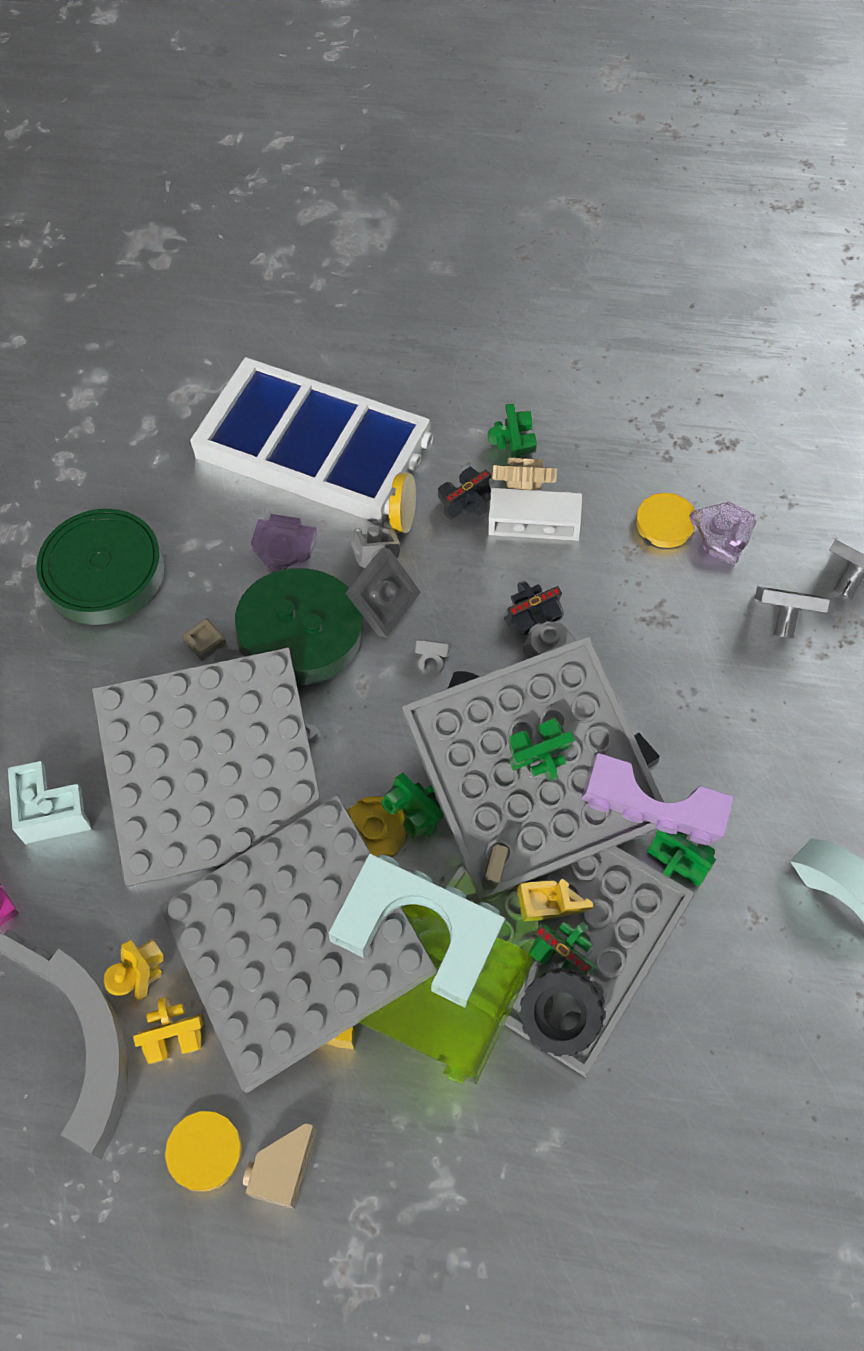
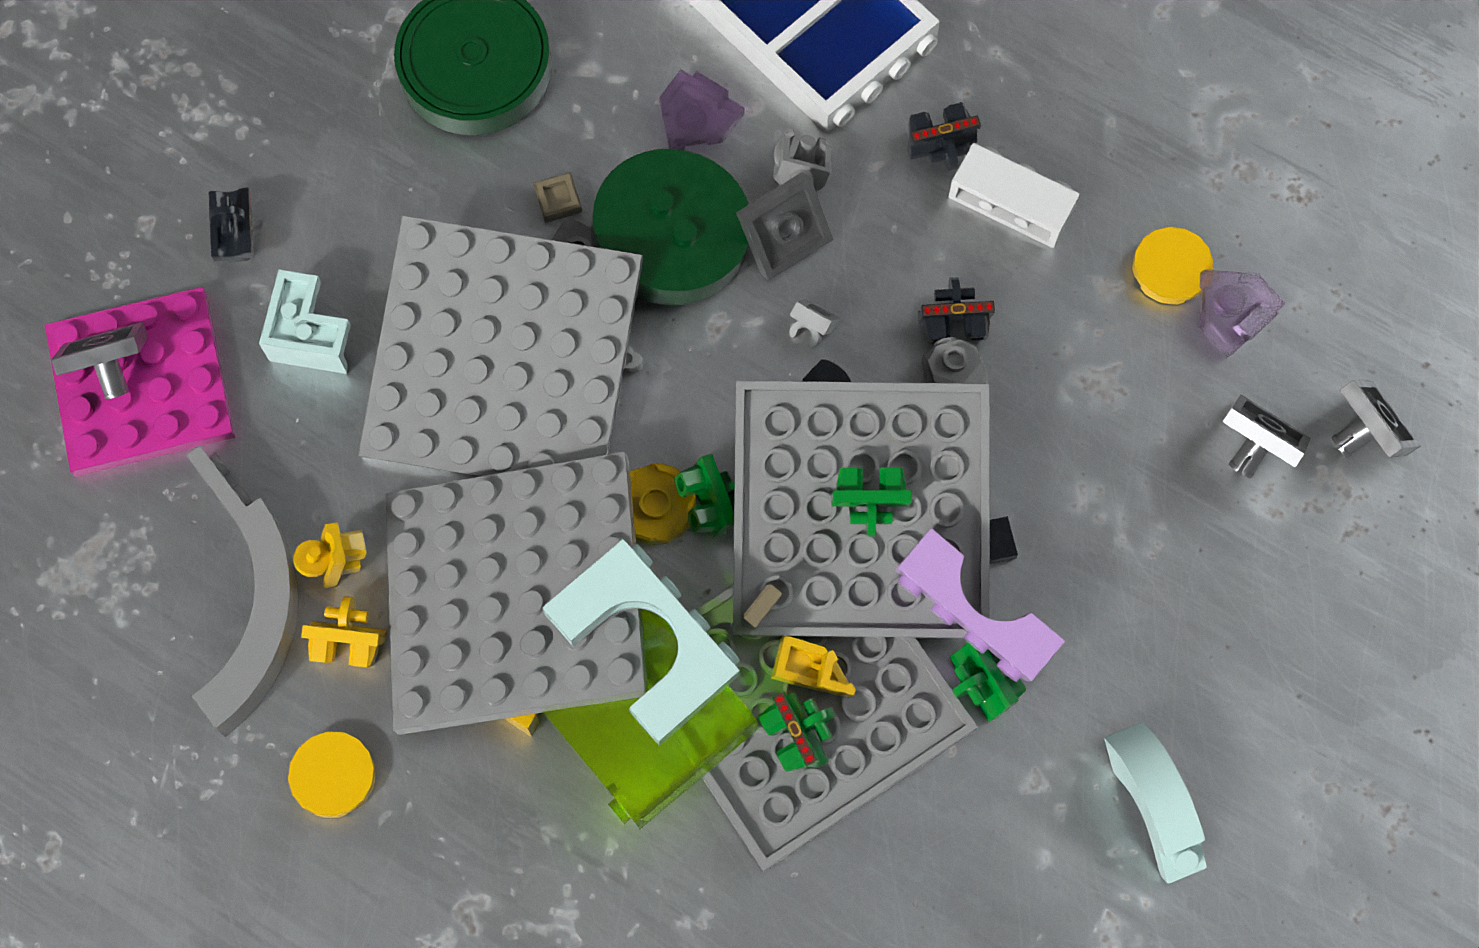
camera: 20 degrees right, 10 degrees up
(281, 1168) = (403, 826): tan slope -> none
(402, 503) = (857, 124): yellow tile -> none
(509, 433) = (1047, 64): green hips -> none
(524, 473) = (1022, 139): tan gear -> none
(535, 1022) = (731, 800): black tyre -> none

